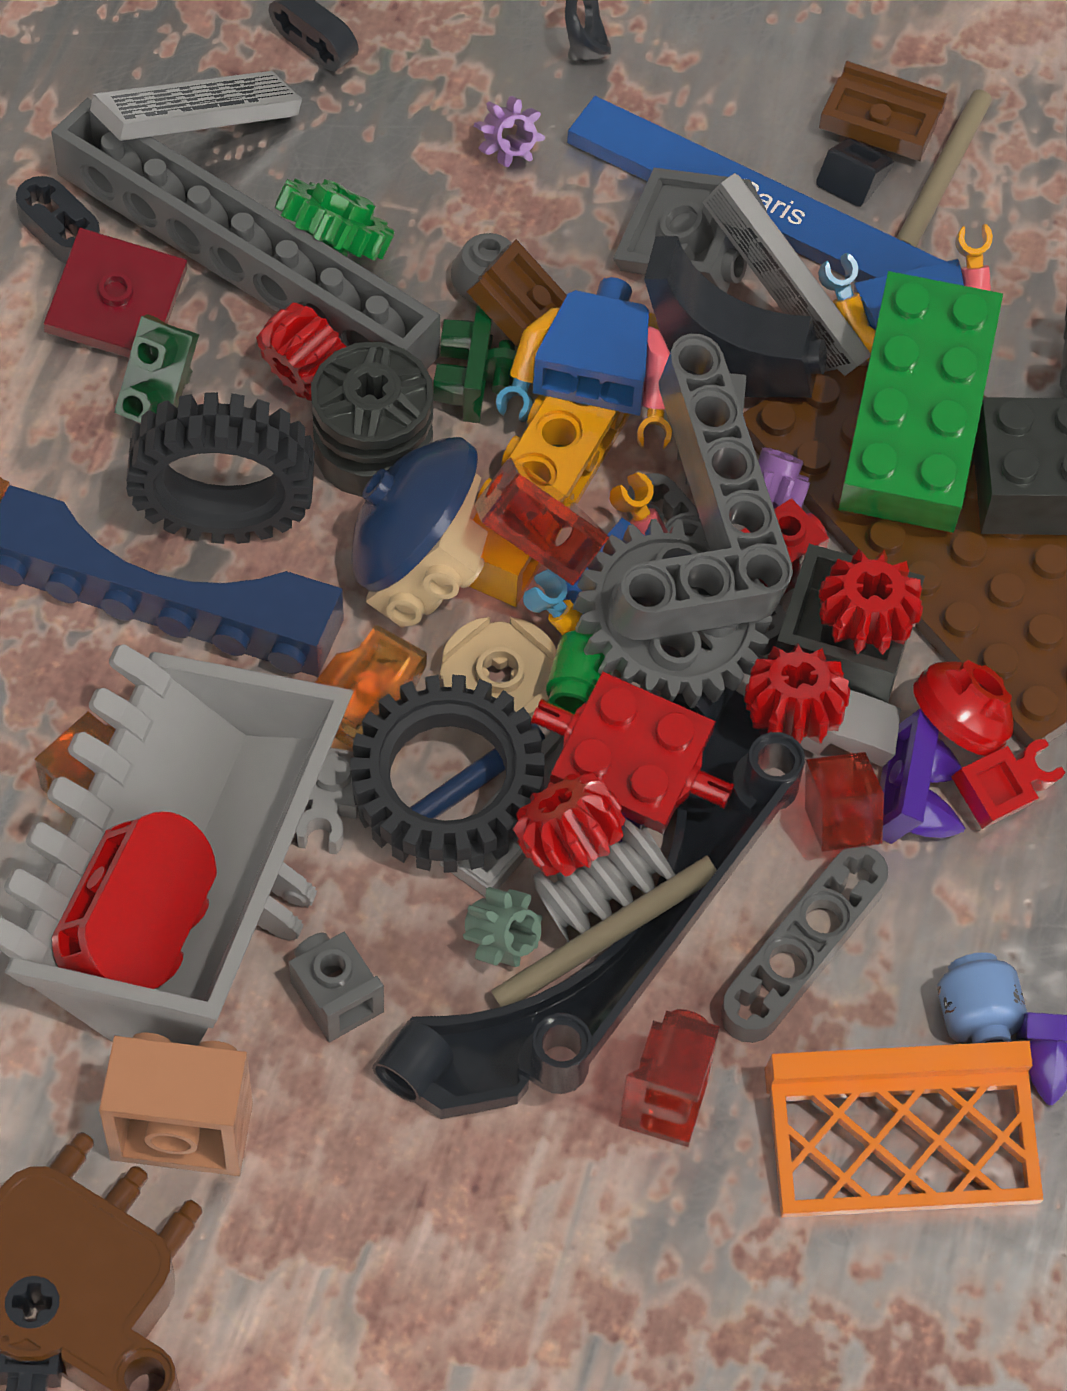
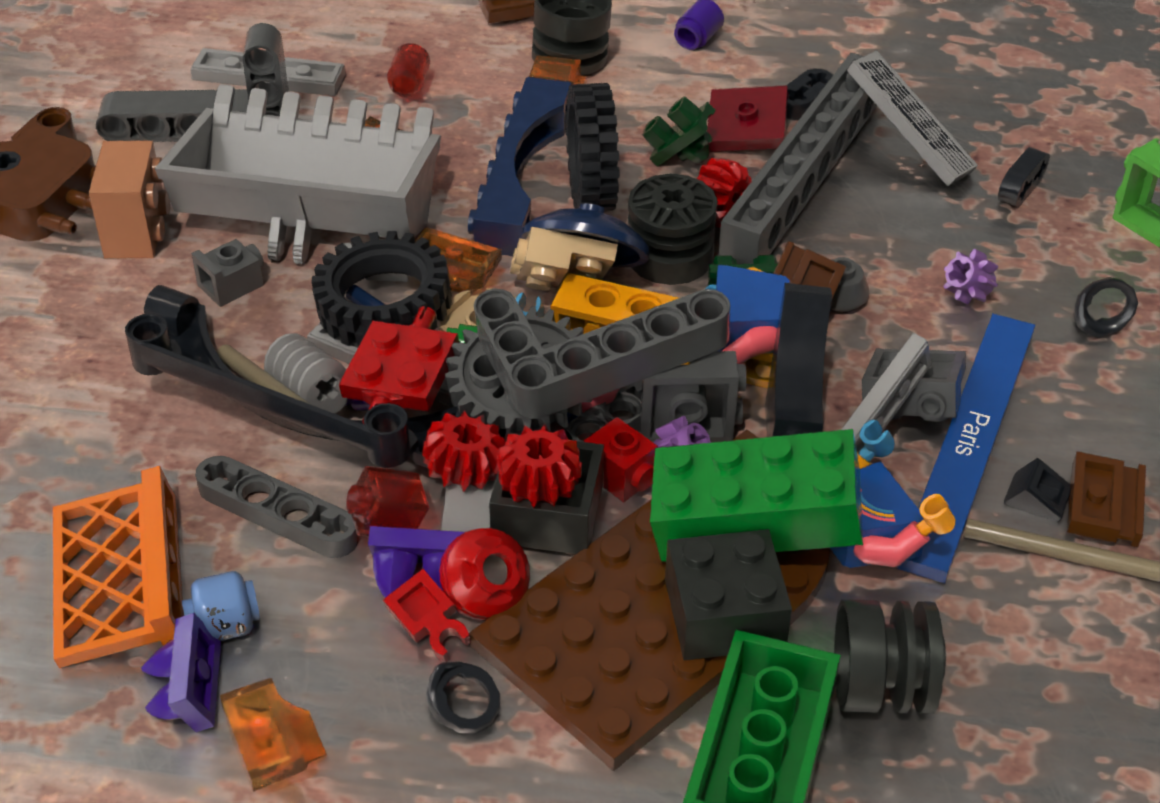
camera: 85 degrees right, 15 degrees down
(137, 901) = (258, 148): red brick -> none
(335, 217) = (840, 191): green gear -> none
(502, 927) = (266, 330): sand green gear -> none
(531, 516) = (572, 271): clear red torso -> none
(569, 824) = (324, 325): red gear -> none
(671, 1079) = (147, 413): clear red window -> none

